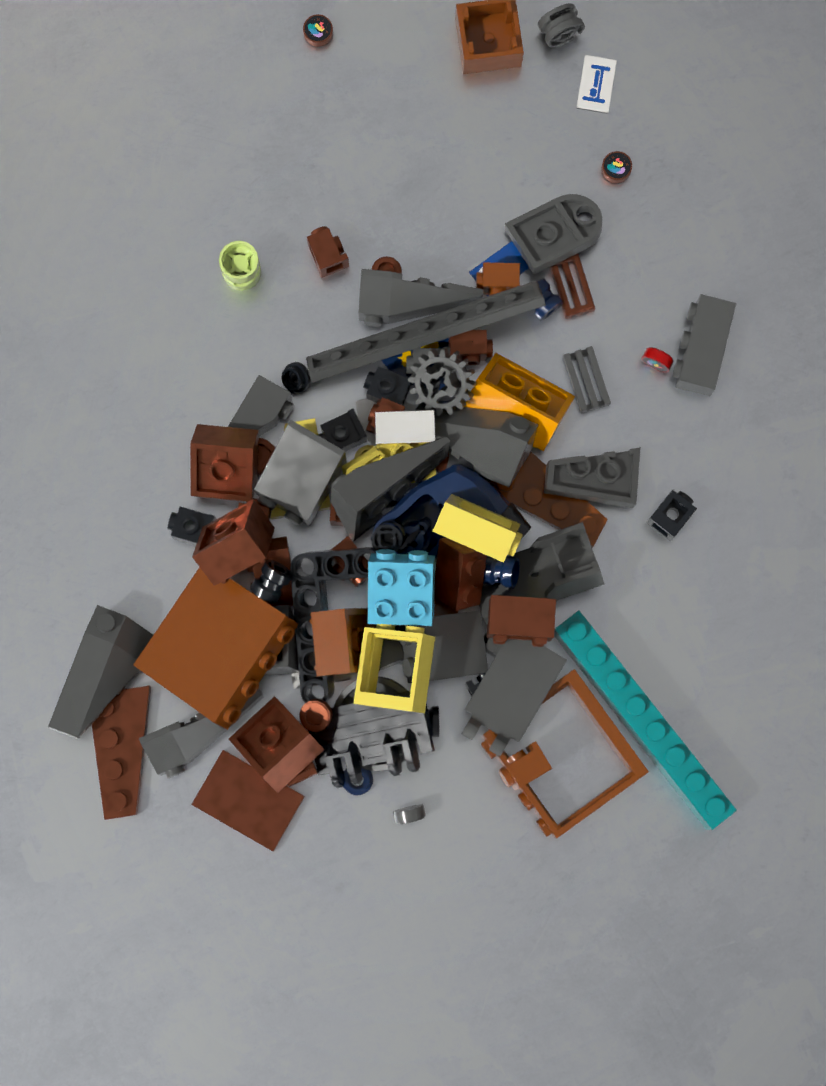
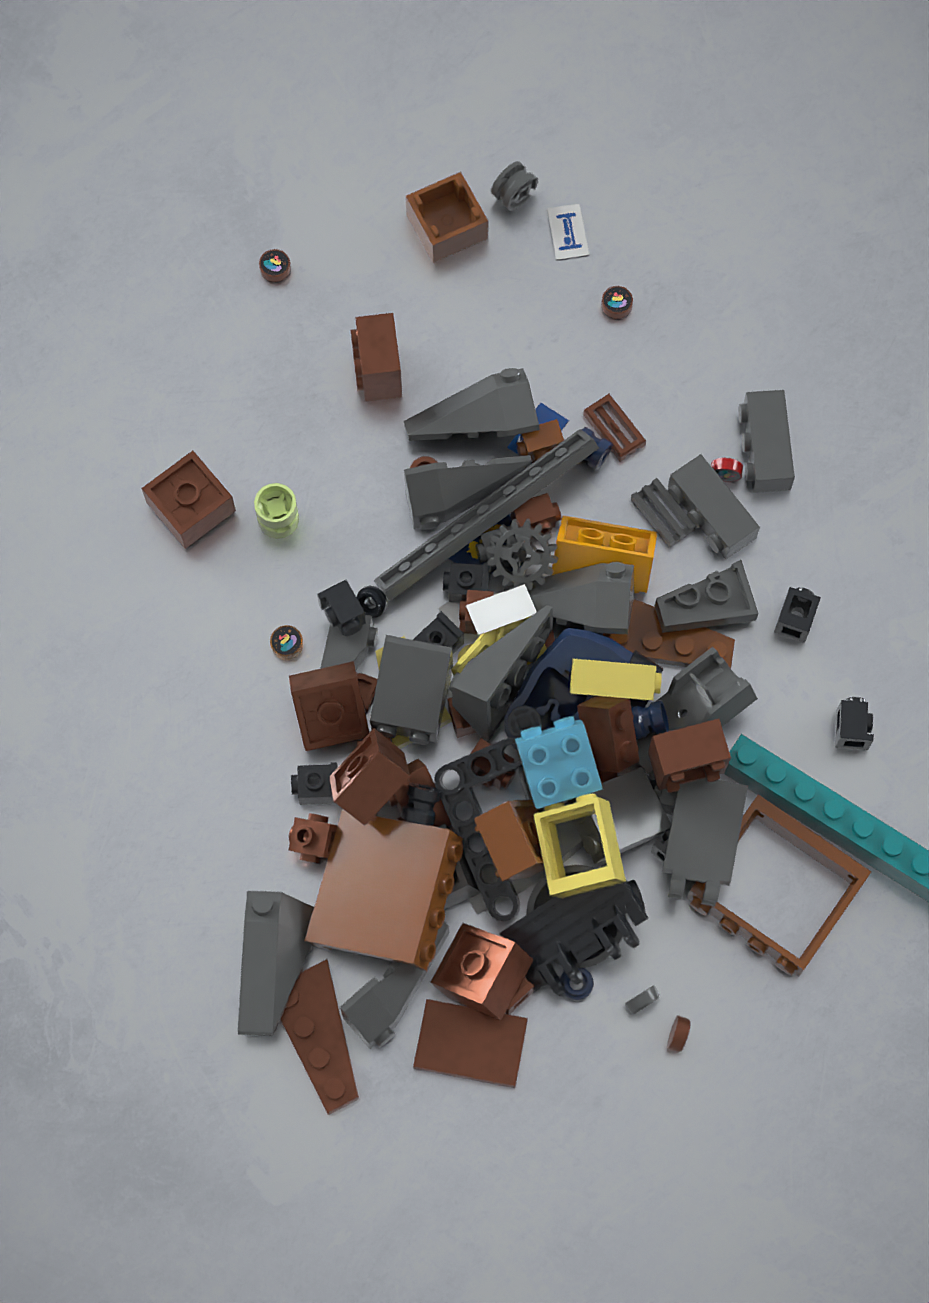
camera: 15 degrees left, 10 degrees down
(165, 229) = (189, 499): none -> copper container
(170, 575) = (312, 837): none -> copper brick
(210, 389) = (286, 642): none -> tile
(265, 379) = (342, 608): none -> black brick
(315, 715) = (512, 926): copper tile -> none
(327, 251) = (359, 471): copper brick -> none
(377, 151) = (376, 357): none -> copper brick
(429, 854) = (679, 1033): none -> copper tile
(461, 230) = (492, 404): none -> dark grey wedge
(525, 767) = (746, 905): dark orange brick -> none
(554, 231) = (580, 380): dark grey plate -> none
(632, 390) = (712, 507): none -> dark grey brick
(685, 632) = (853, 724): none -> black brick

